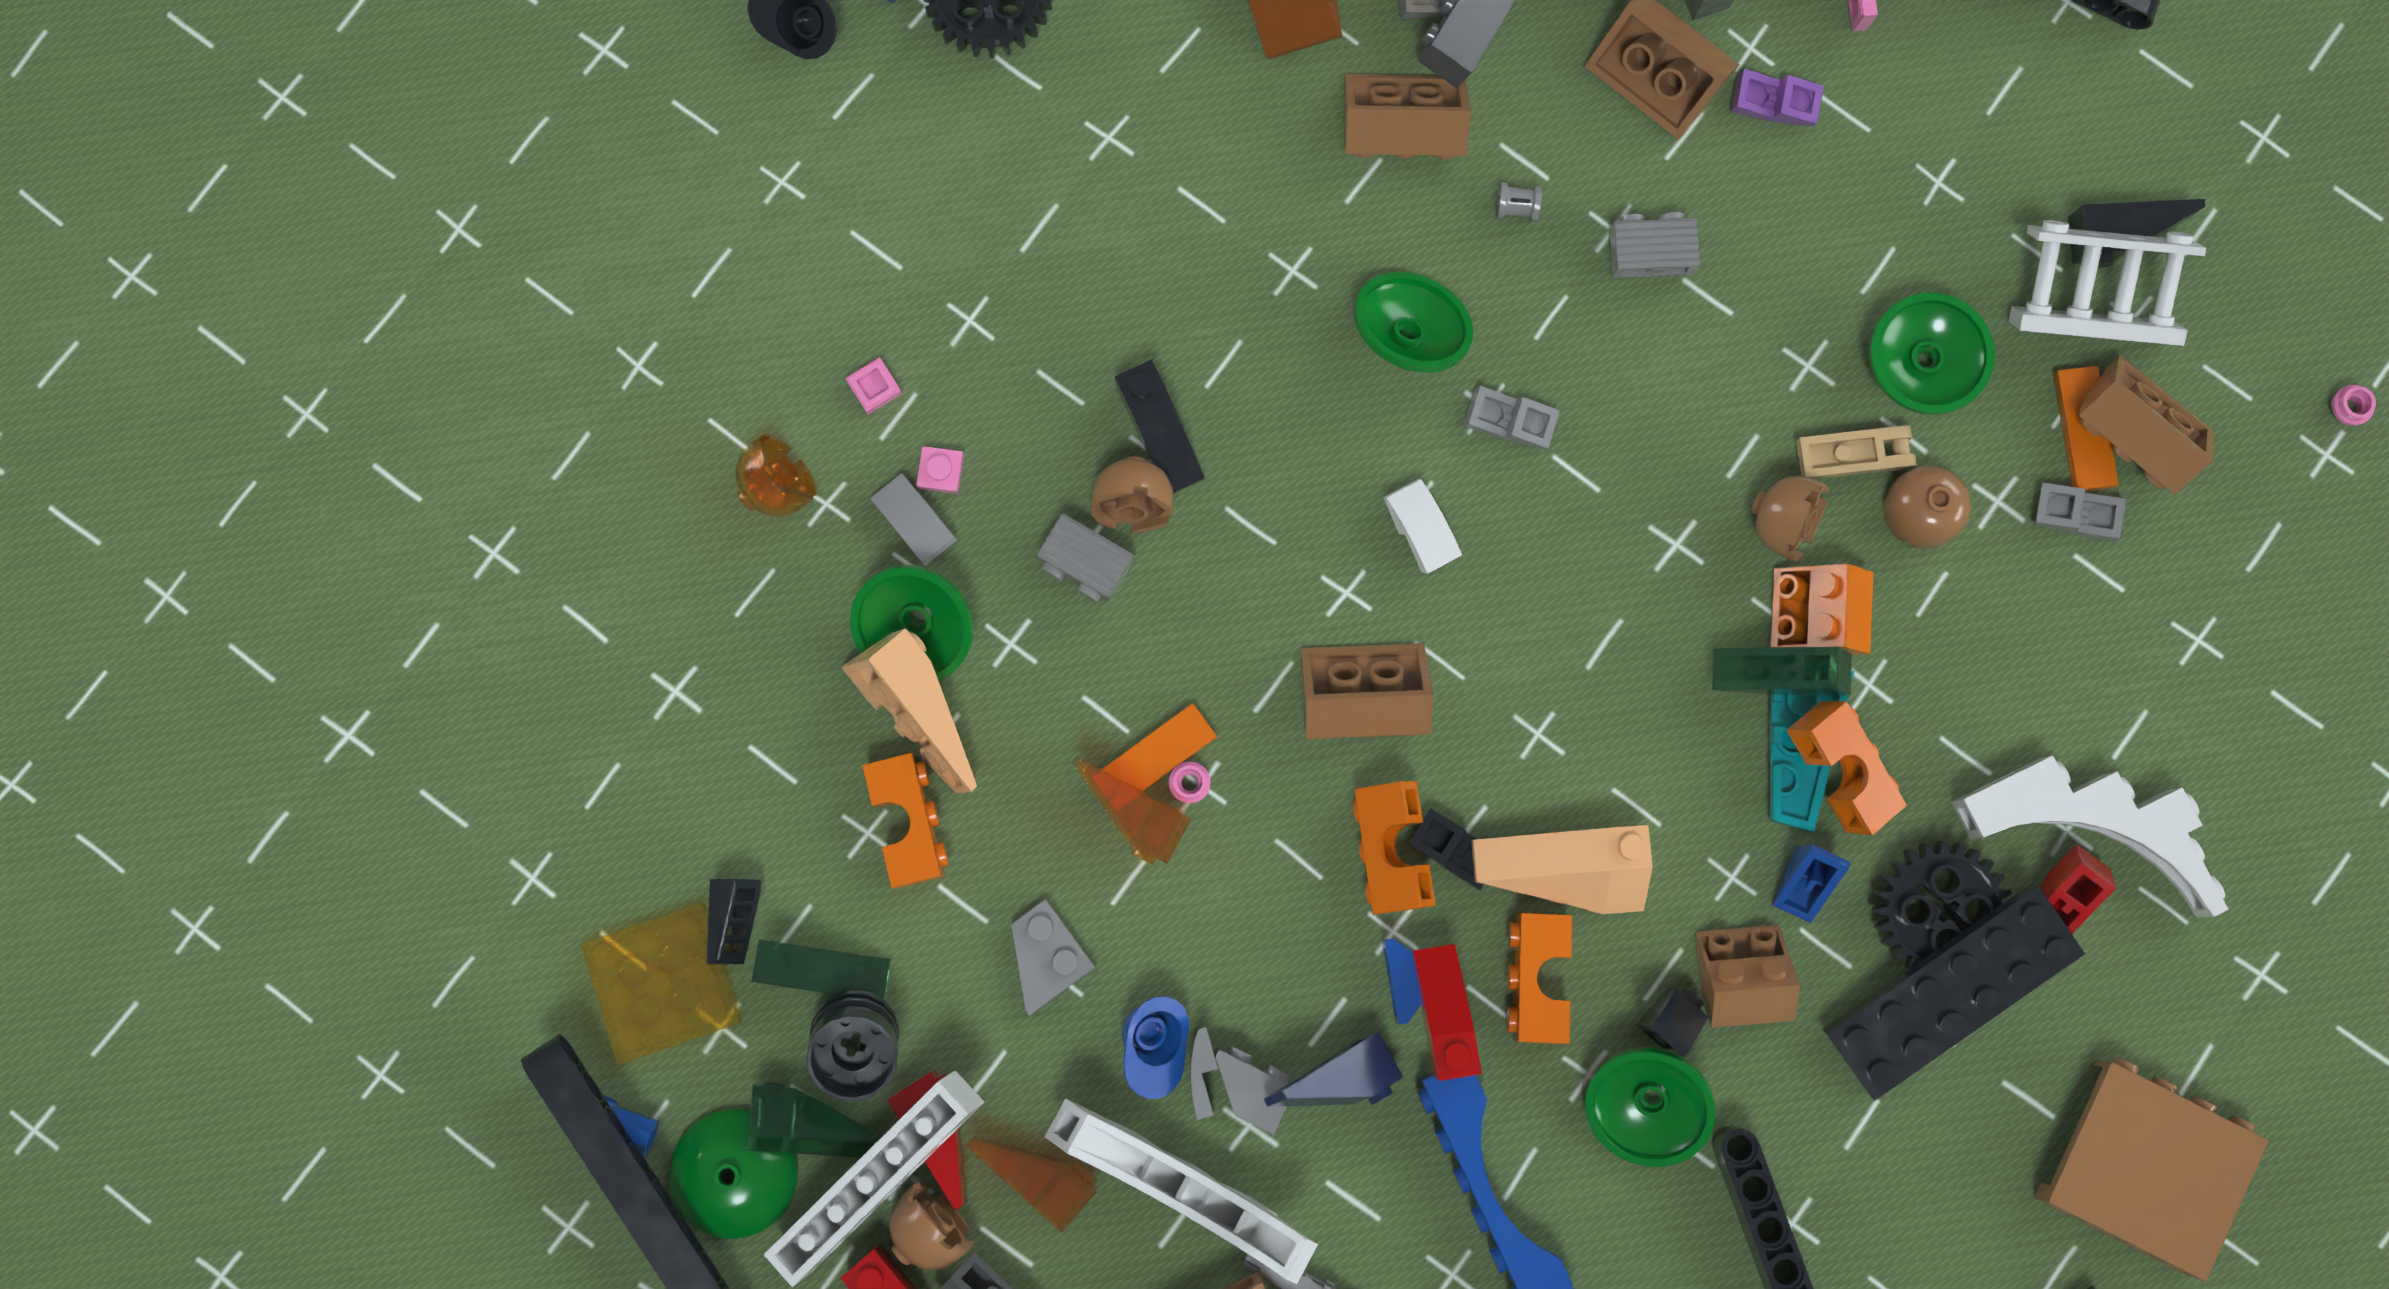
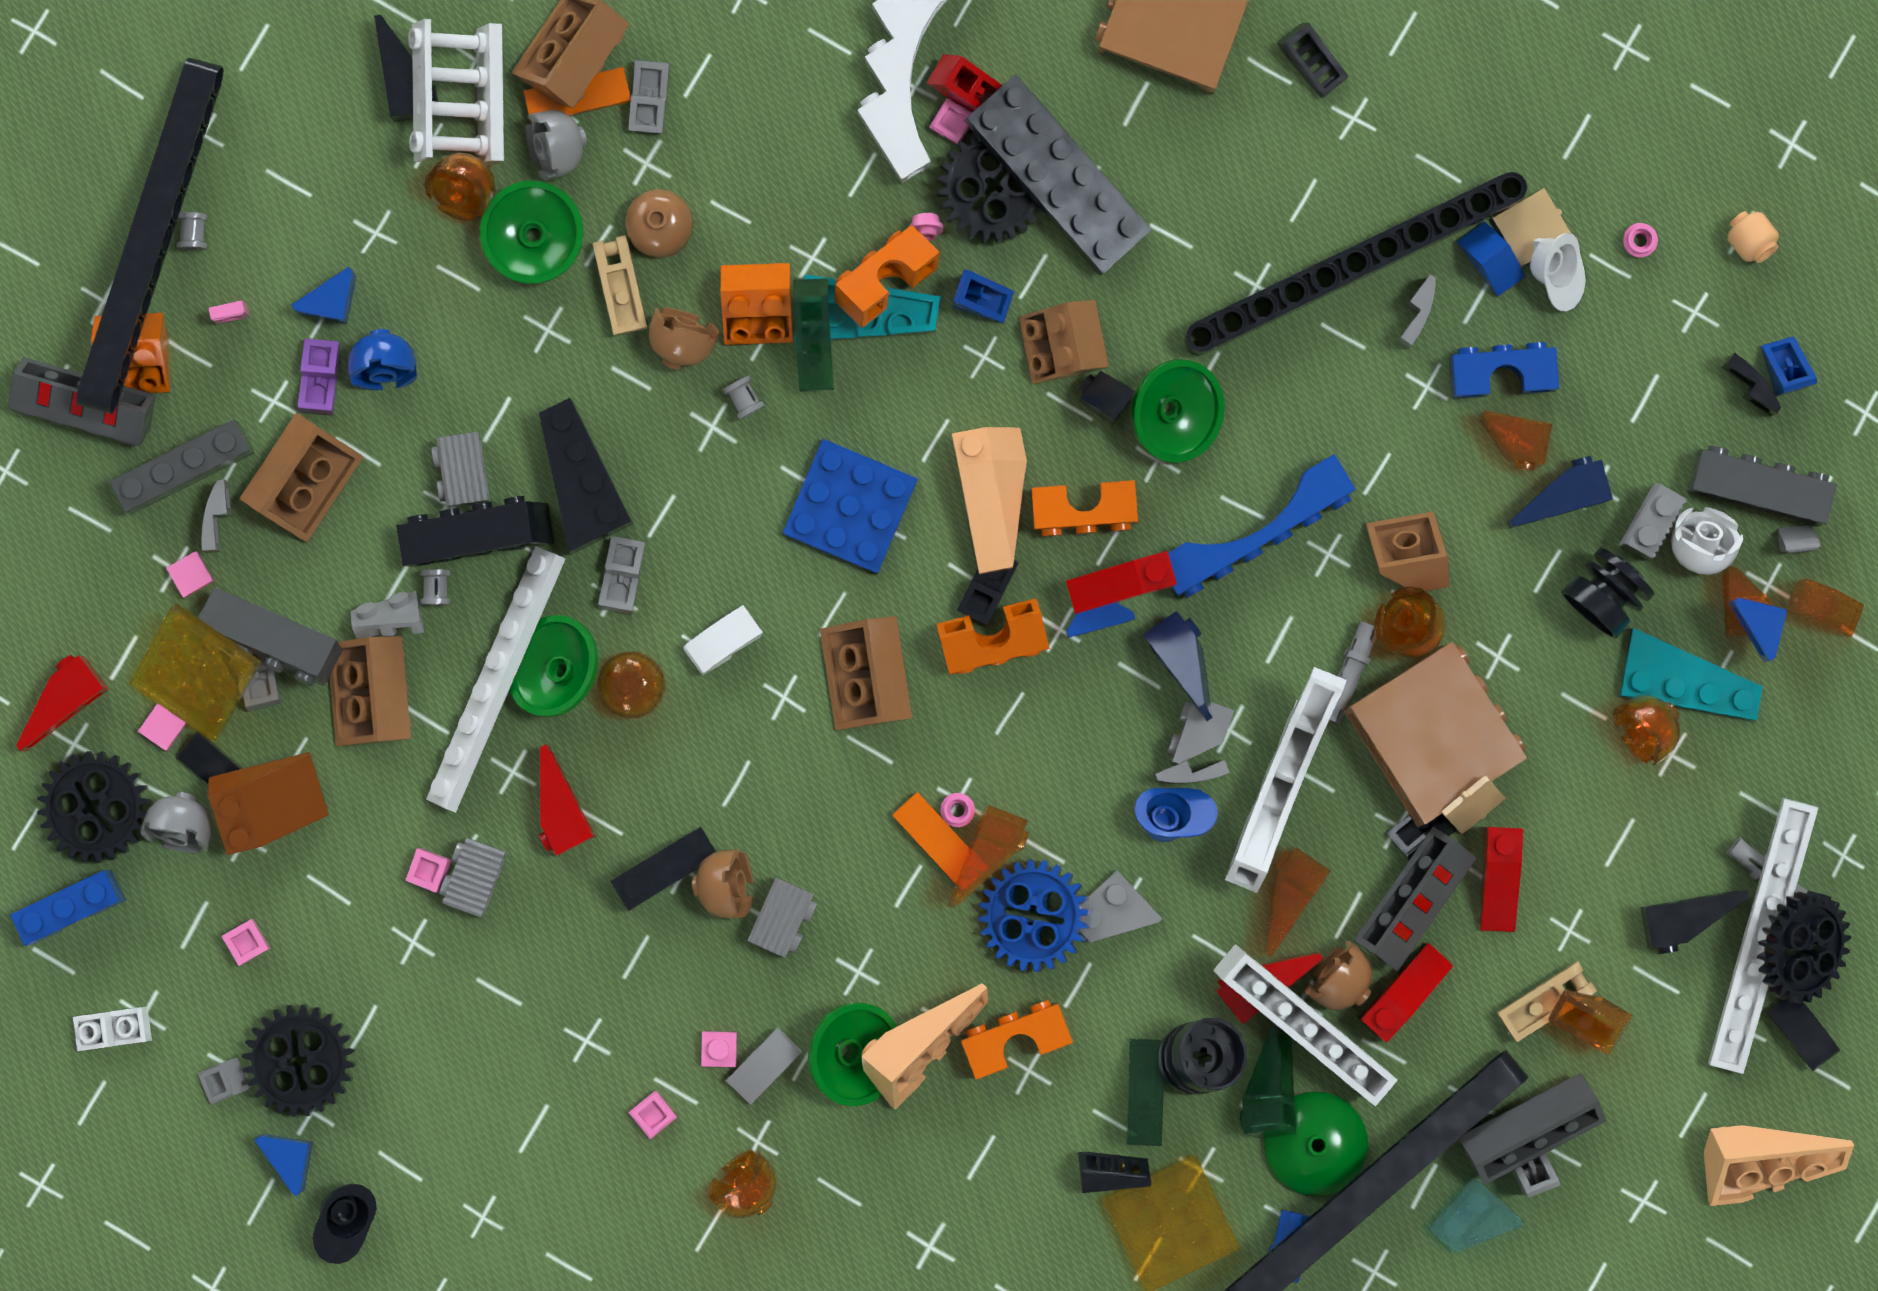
camera: 95 degrees left, 5 degrees up
(1086, 870) = (1028, 945): none -> blue gear
(1175, 208) = (473, 877): none -> light grey brick
(1189, 159) = (428, 870): none -> bright pink plate
(1242, 315) = (559, 810): none -> red slope
(1380, 414) = (631, 685): none -> clear orange cylinder
(1405, 259) = (495, 679): none -> white plate
(1488, 130) = (385, 616): none -> light grey wing
(1567, 695) = (850, 506): none -> blue plate
(1580, 253) = (474, 532): none -> black wedge
(1627, 381) = (583, 486): none -> black wedge
(1710, 582) = (744, 397): none -> light grey bush
(1791, 166) = (380, 360): none -> blue cylinder
(1869, 119) = (331, 299): none -> blue slope
(1902, 826) = (927, 225): none -> bright pink plate
(1995, 277) = (461, 185): none -> clear orange cylinder
(2024, 867) = (950, 121): none -> bright pink tile
(2036, 394) = (555, 142): none -> light grey cylinder

